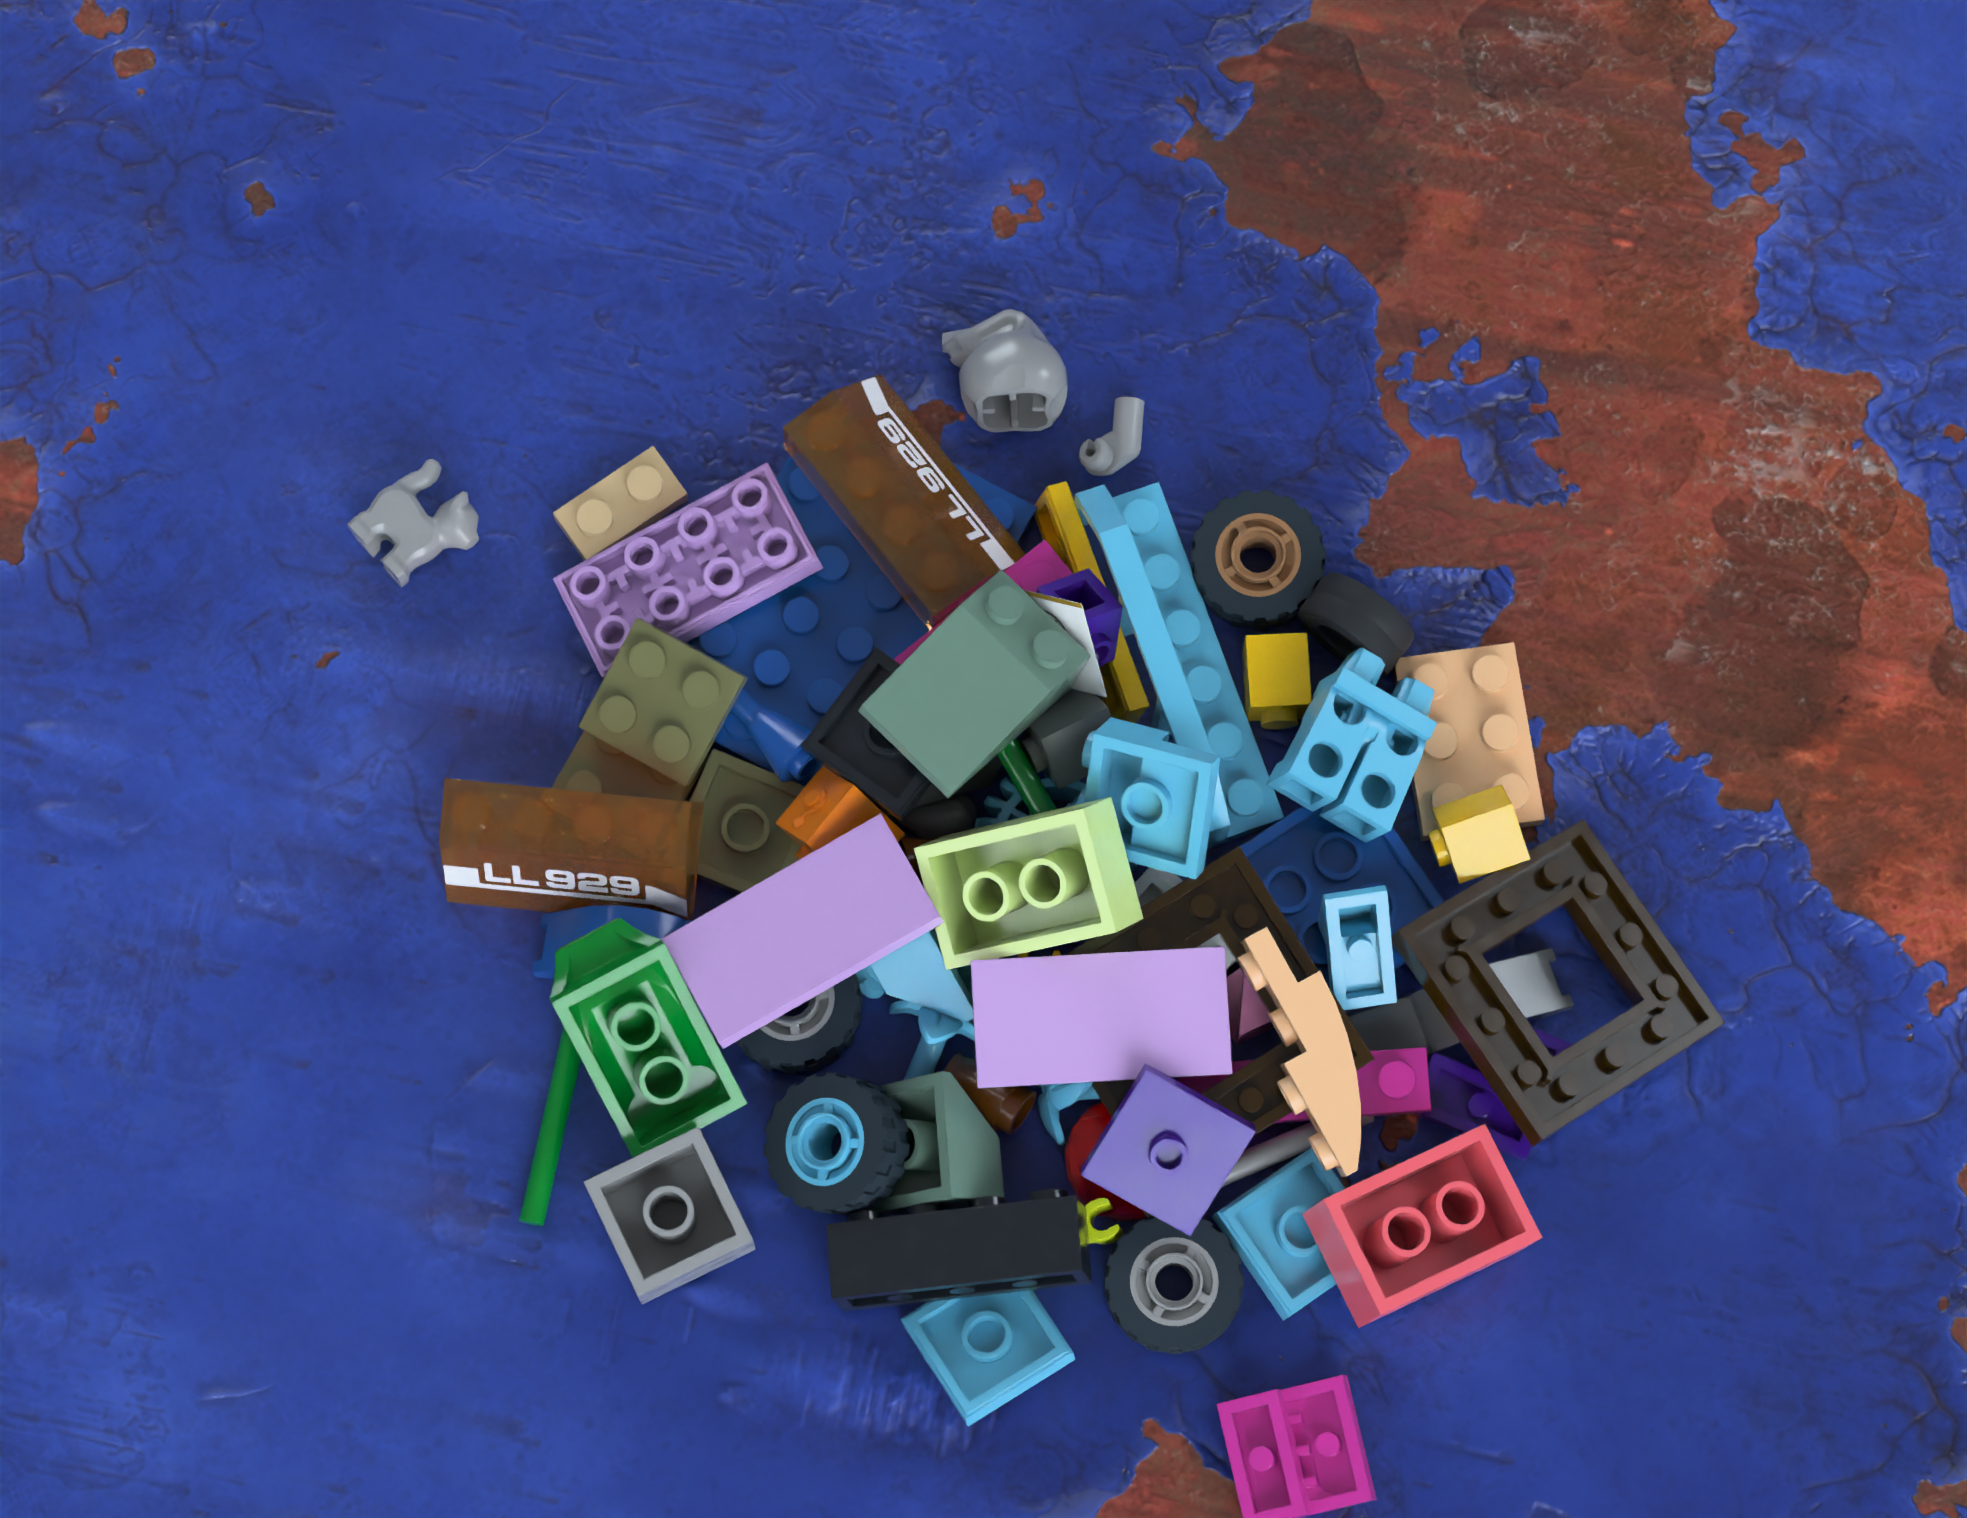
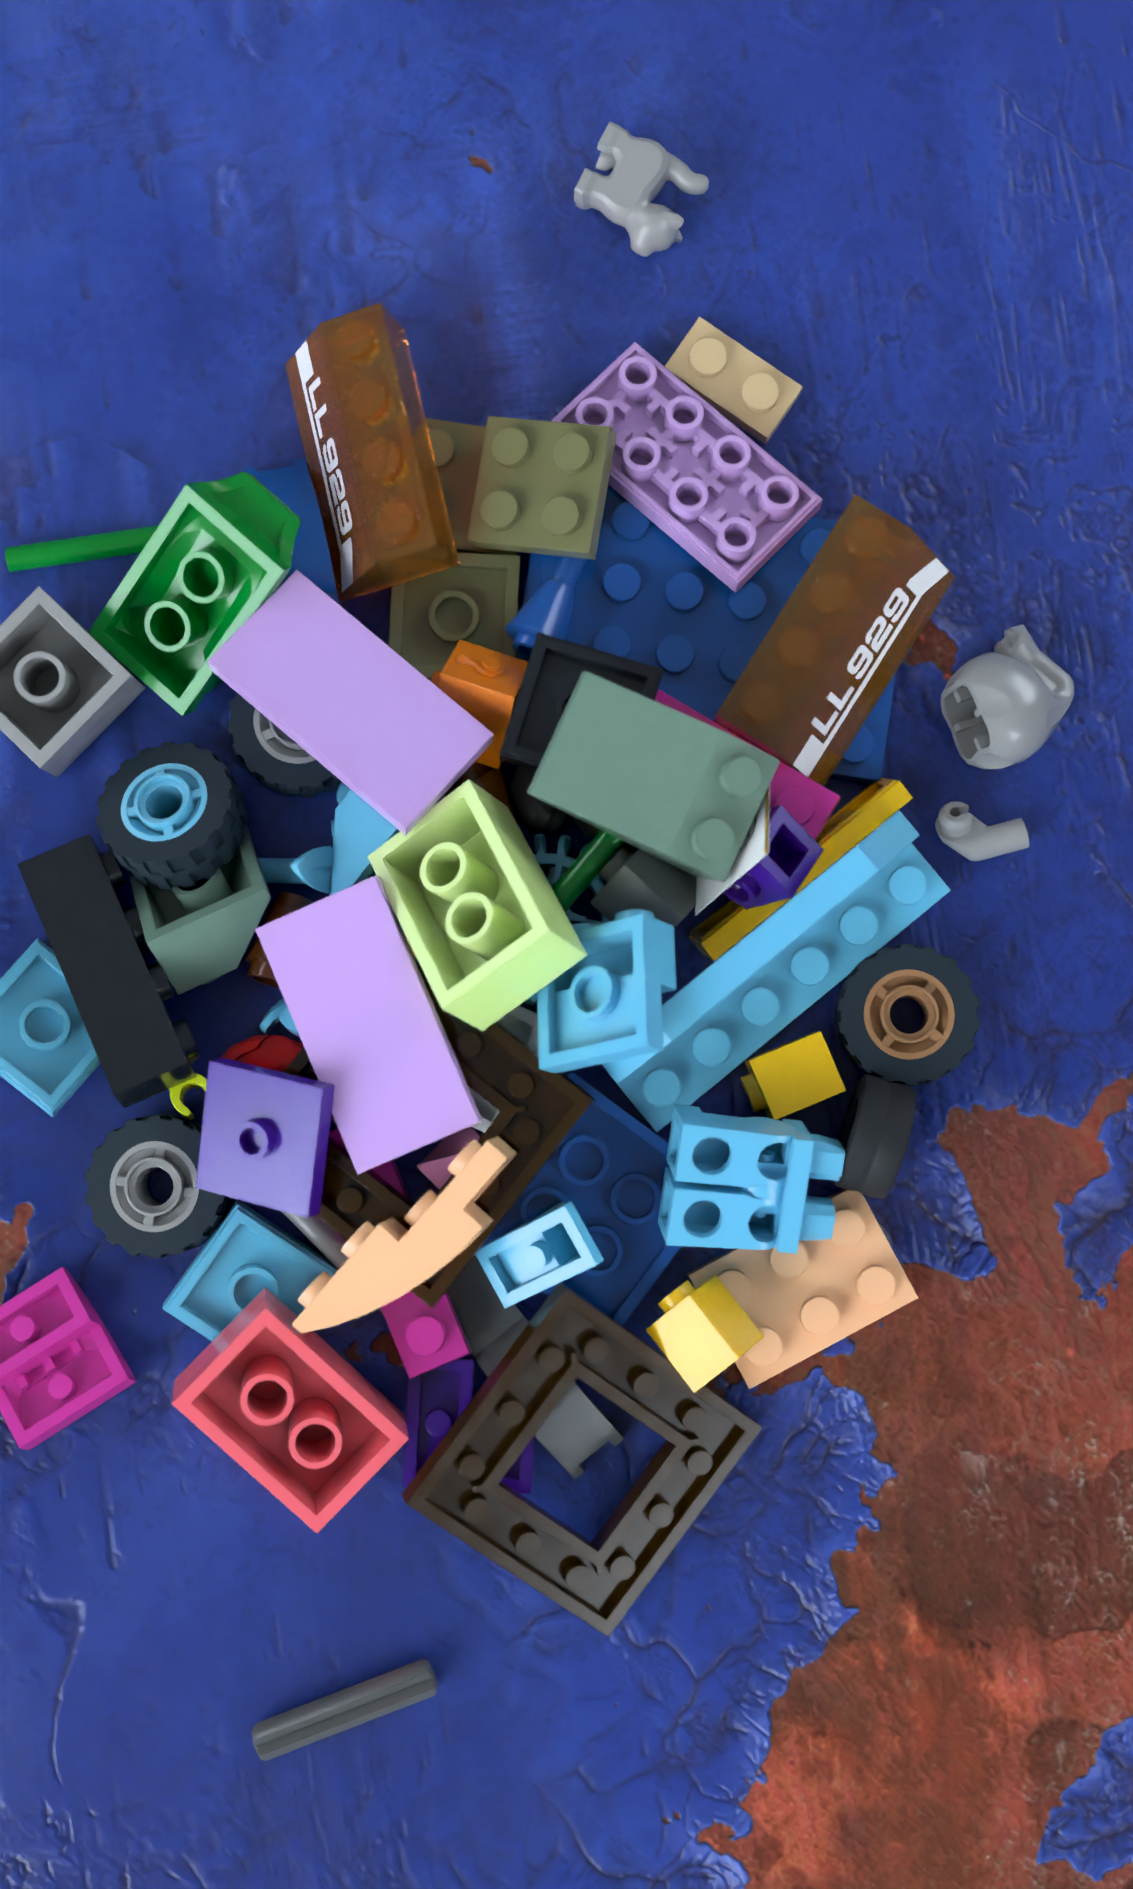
camera: 75 degrees right, 10 degrees up
(1713, 1288) = (344, 1709): none -> dark grey axle

